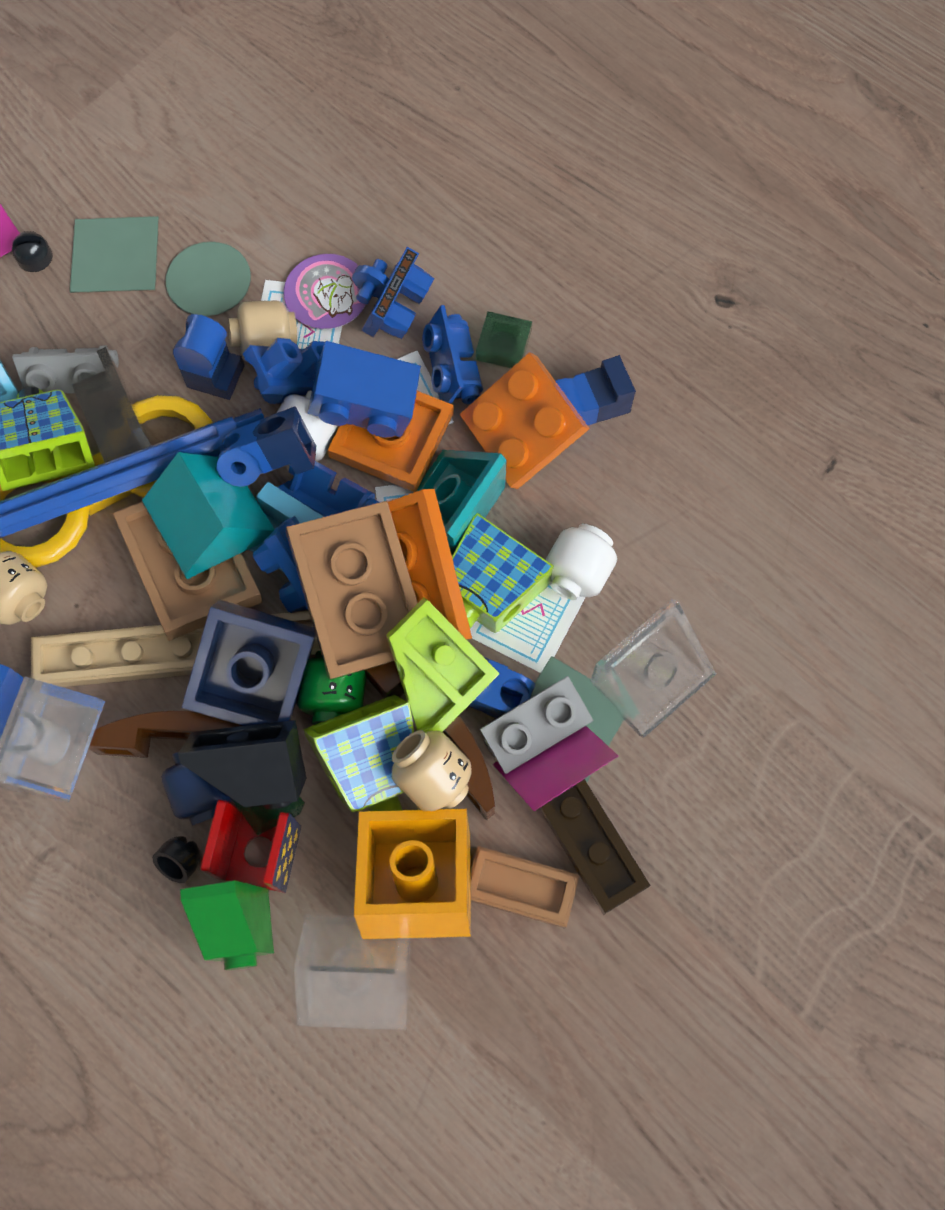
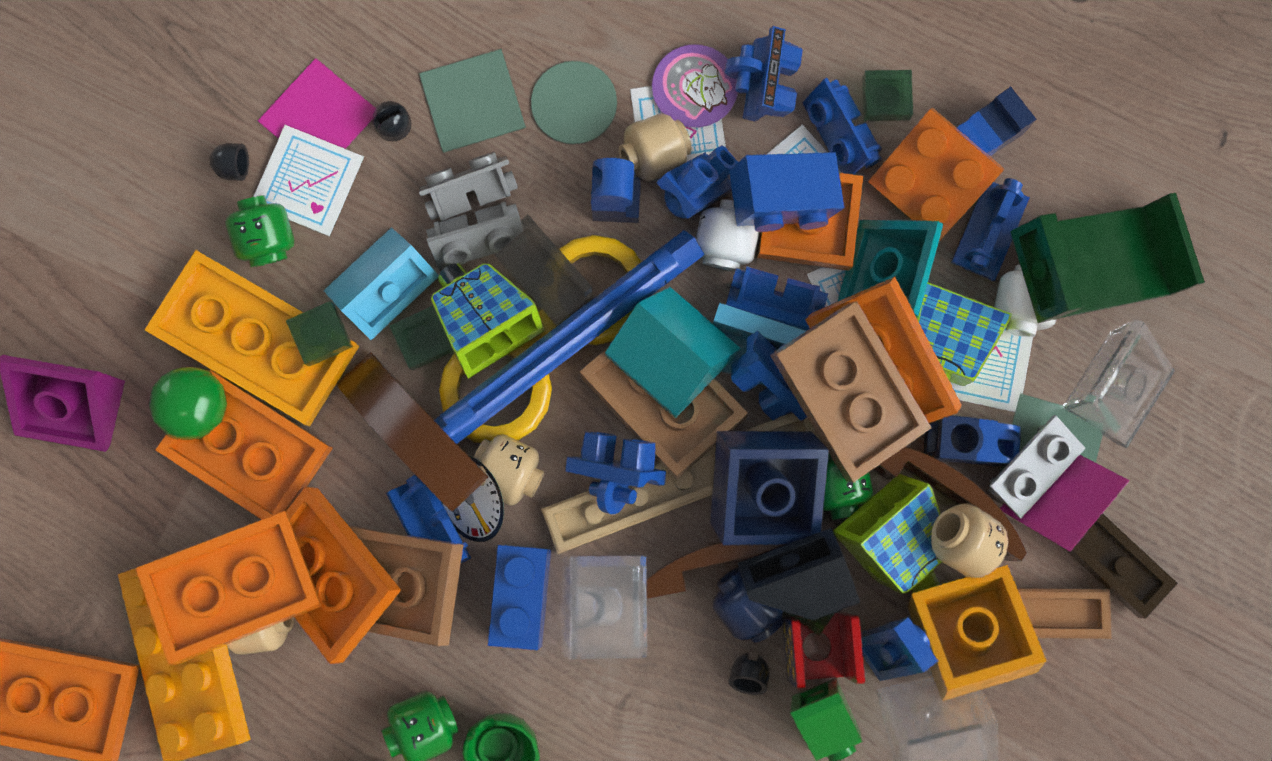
camera: 15 degrees left, 10 degrees up
(57, 323) = (450, 190): none -> light grey hinge
(111, 607) = (616, 476): none -> blue hips
(266, 447) = (711, 273): leg -> none
(327, 865) = (897, 650): none -> blue hinge
(436, 667) = (946, 445): lime wing -> none
(568, 488) = (989, 228): none -> blue hinge
(665, 540) = (1106, 259): none -> dark green panel

